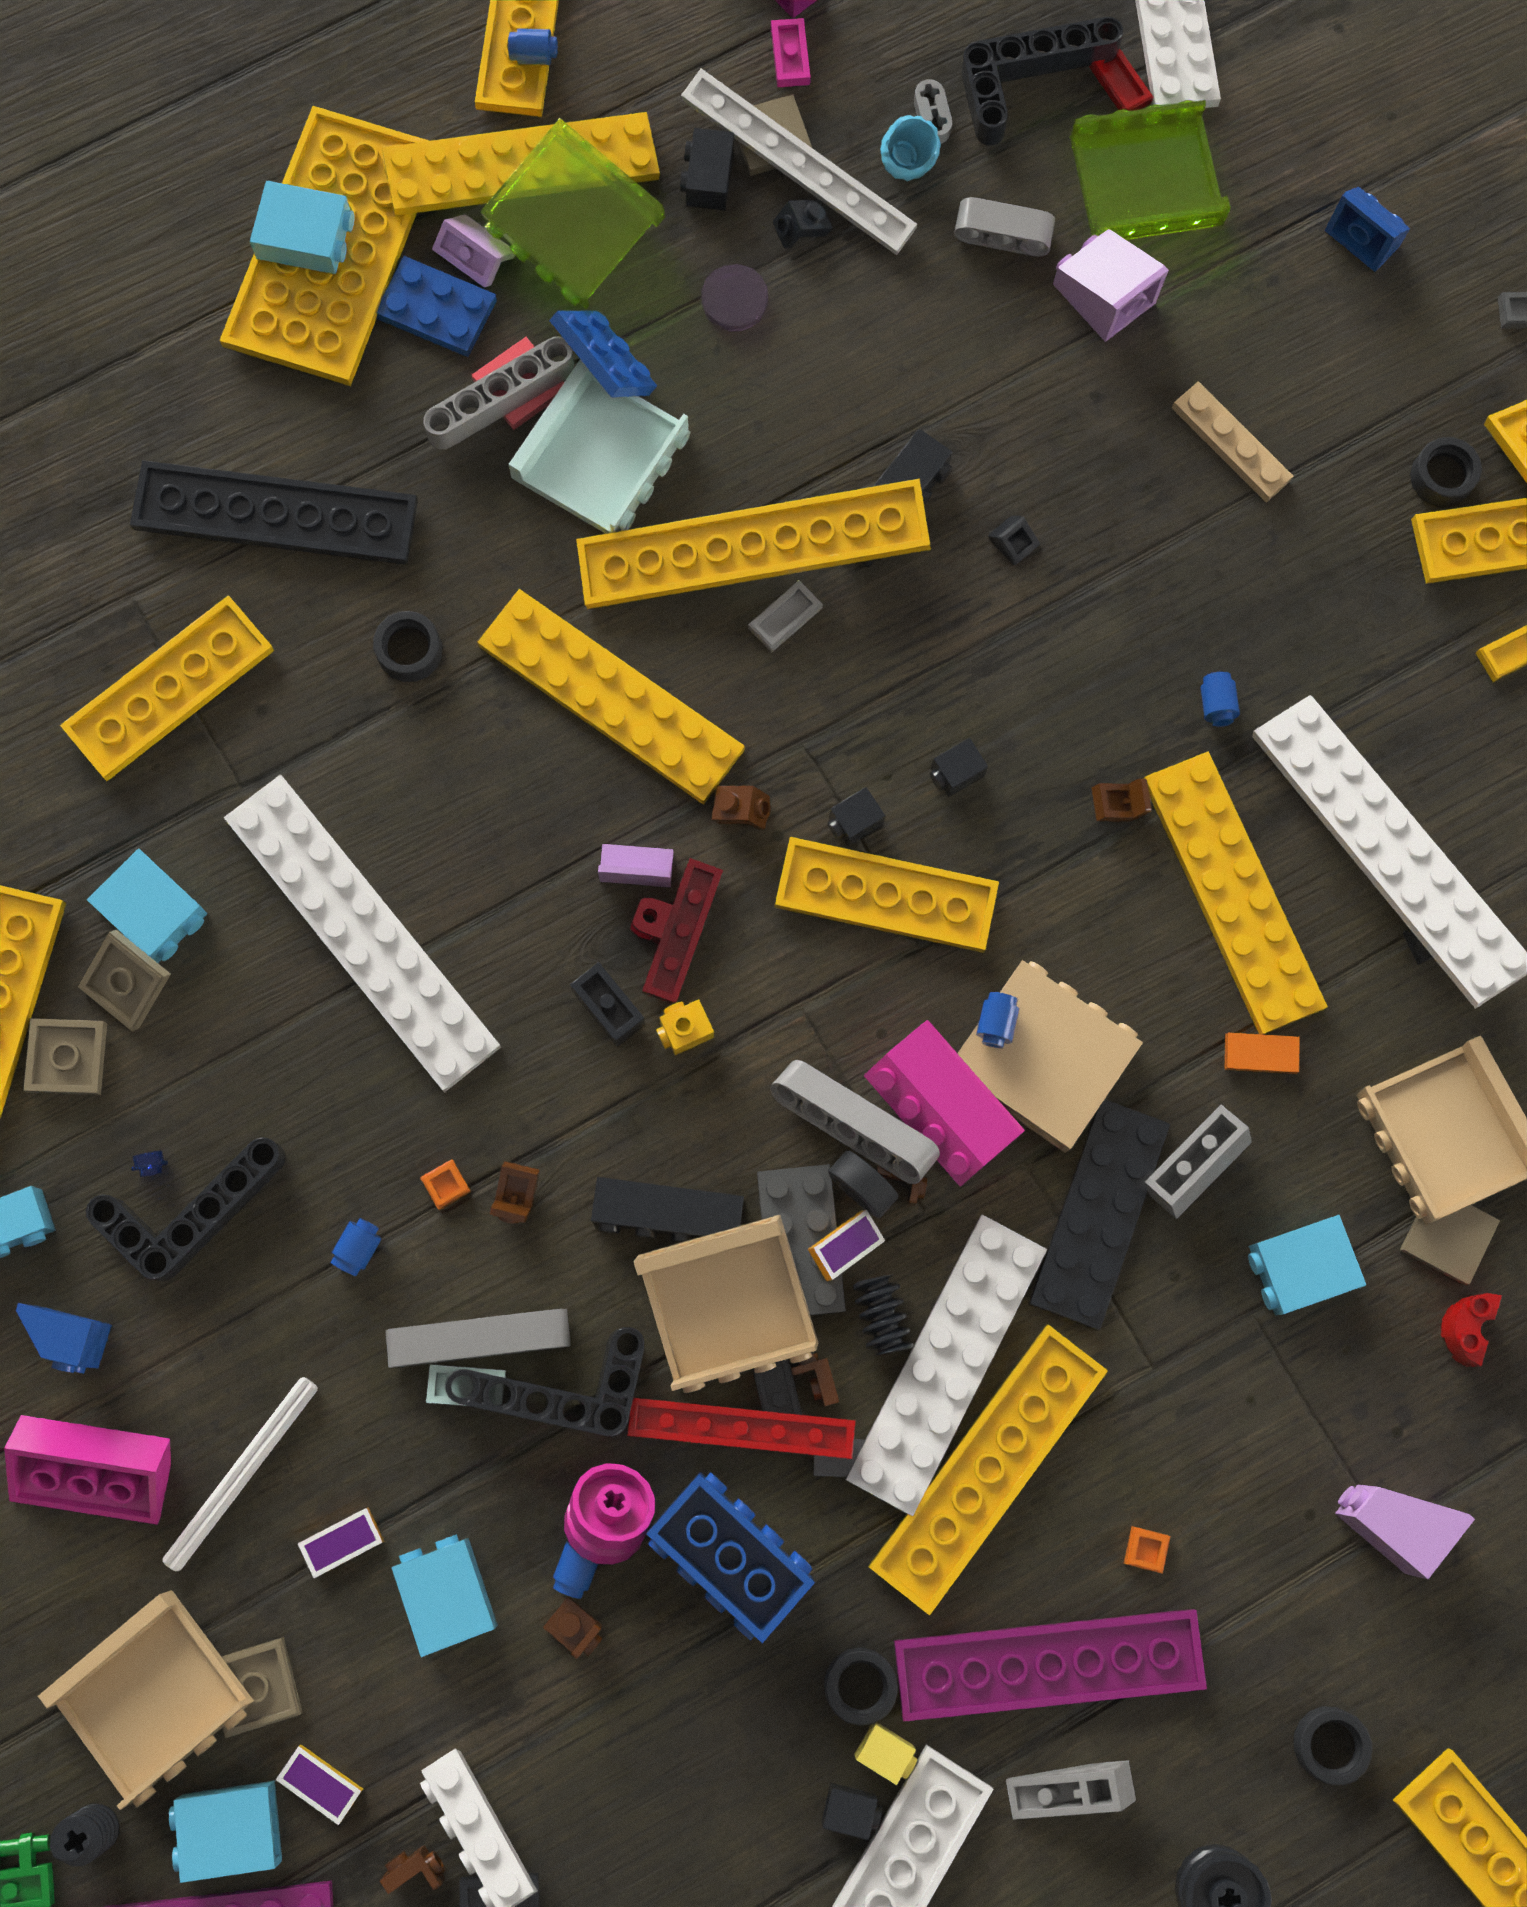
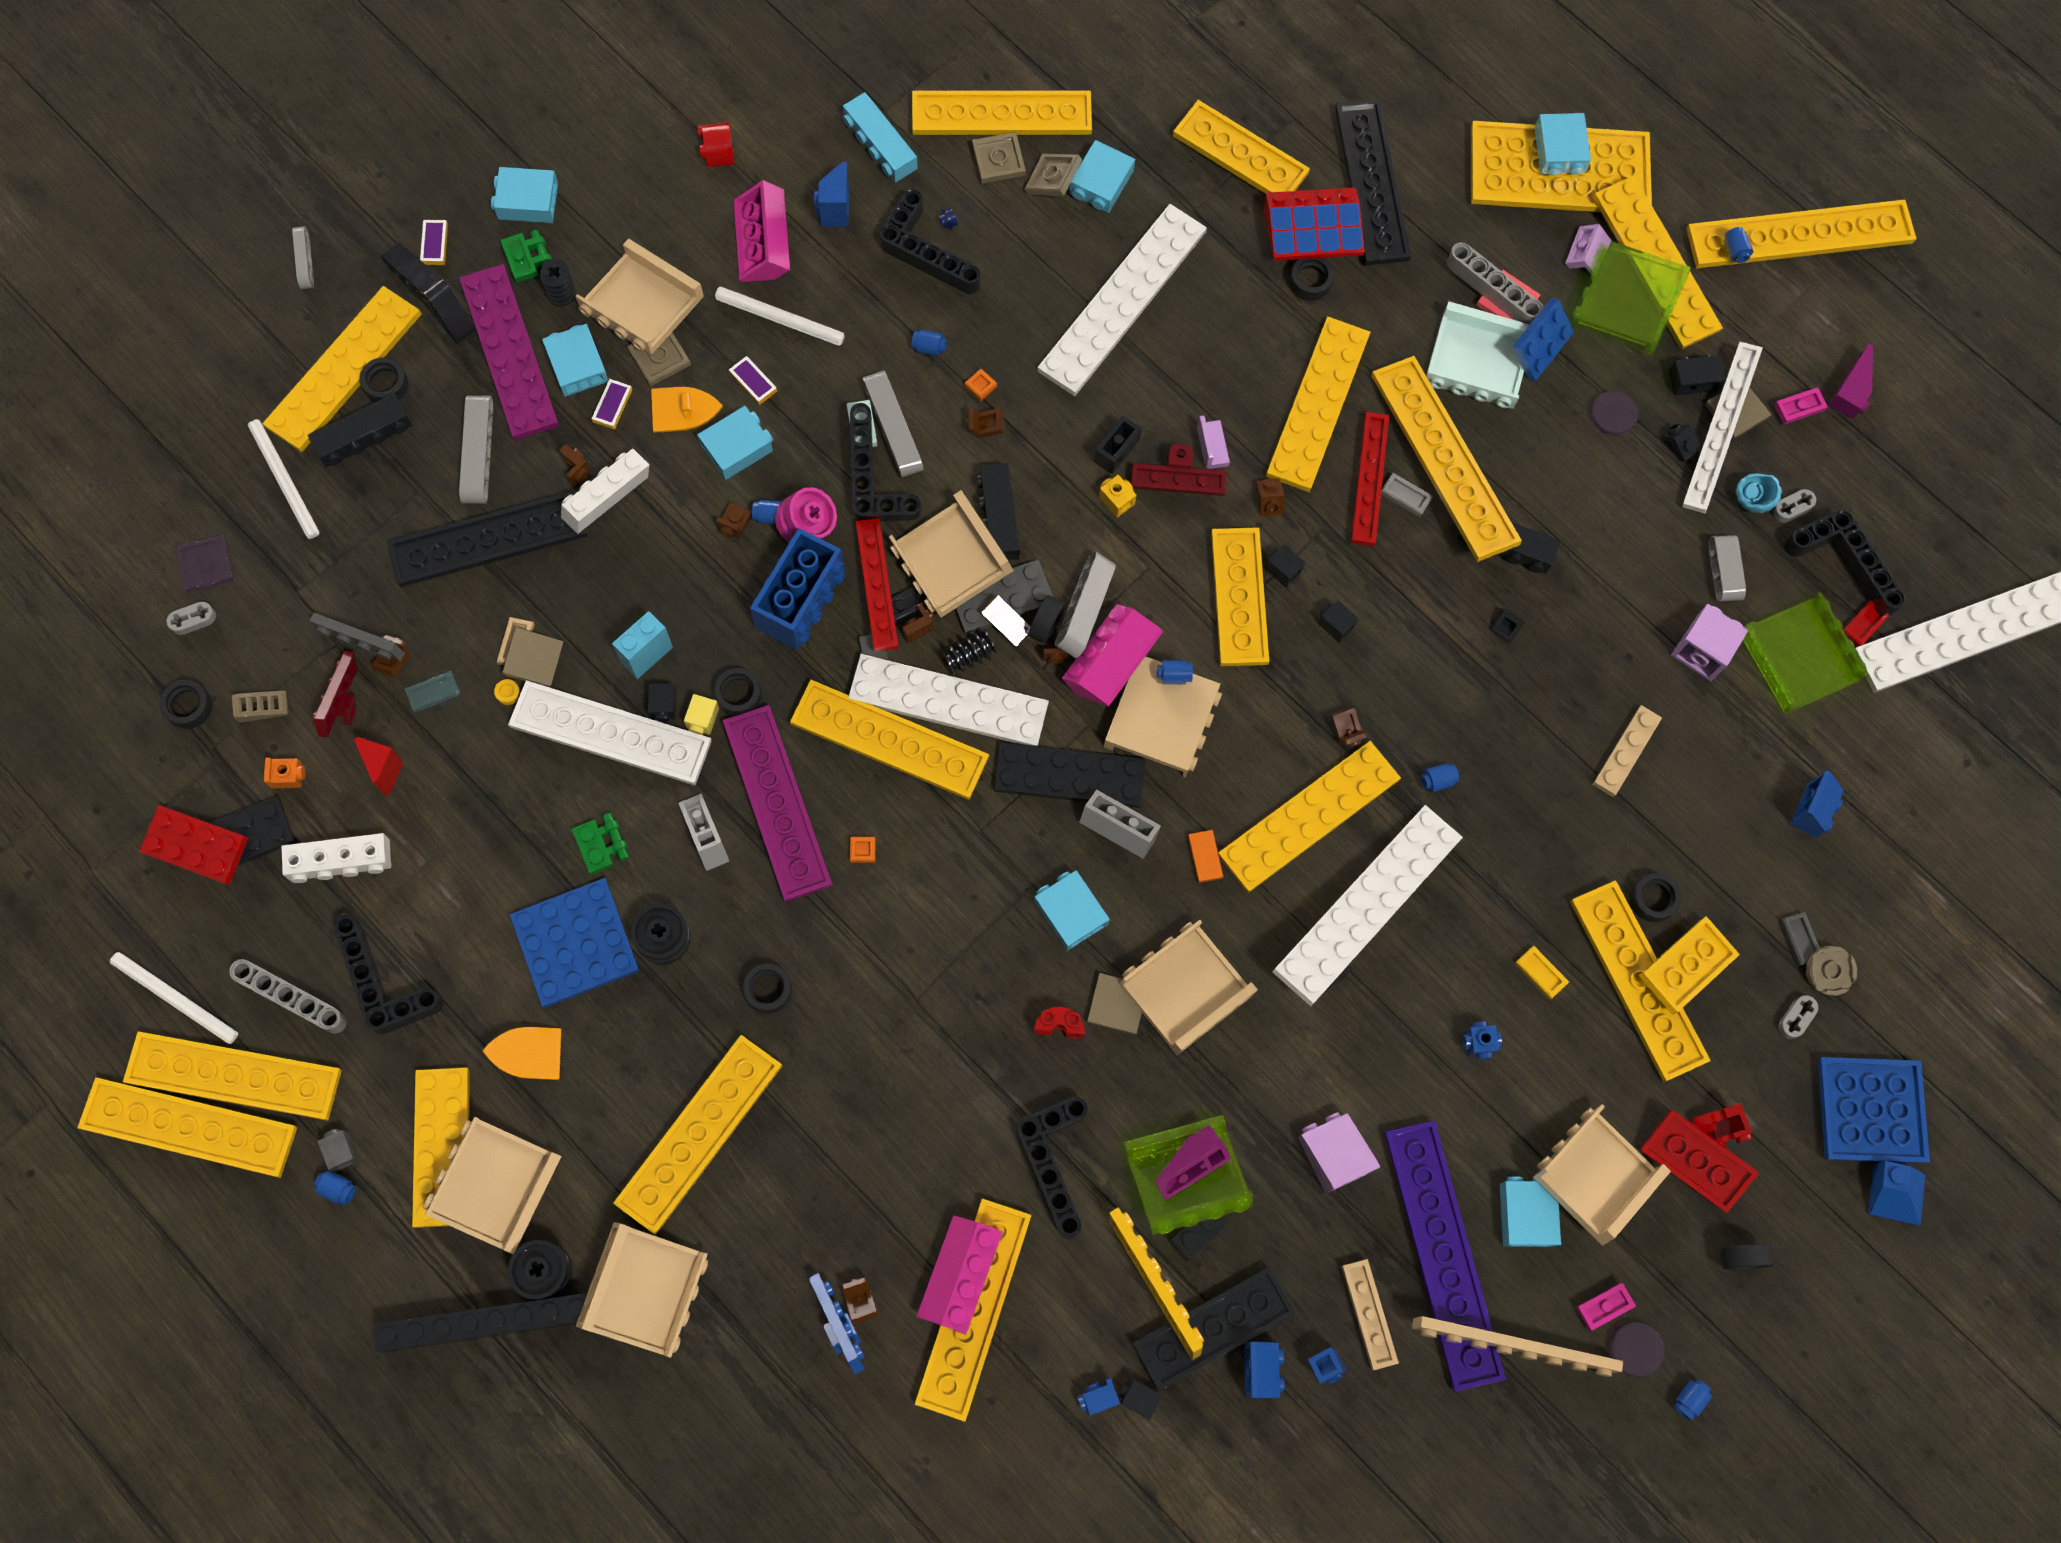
camera: 75 degrees right, 5 degrees down
(327, 616) = (1314, 223): none -> slope
(356, 1669) = (682, 408): none -> light orange shield
(436, 306) = (1542, 239): blue plate -> none
(750, 658) = (1370, 479): none -> red plate
(760, 1826) = (642, 645): none -> medium azure brick
(1403, 1528) = (916, 999): lavender slope -> none

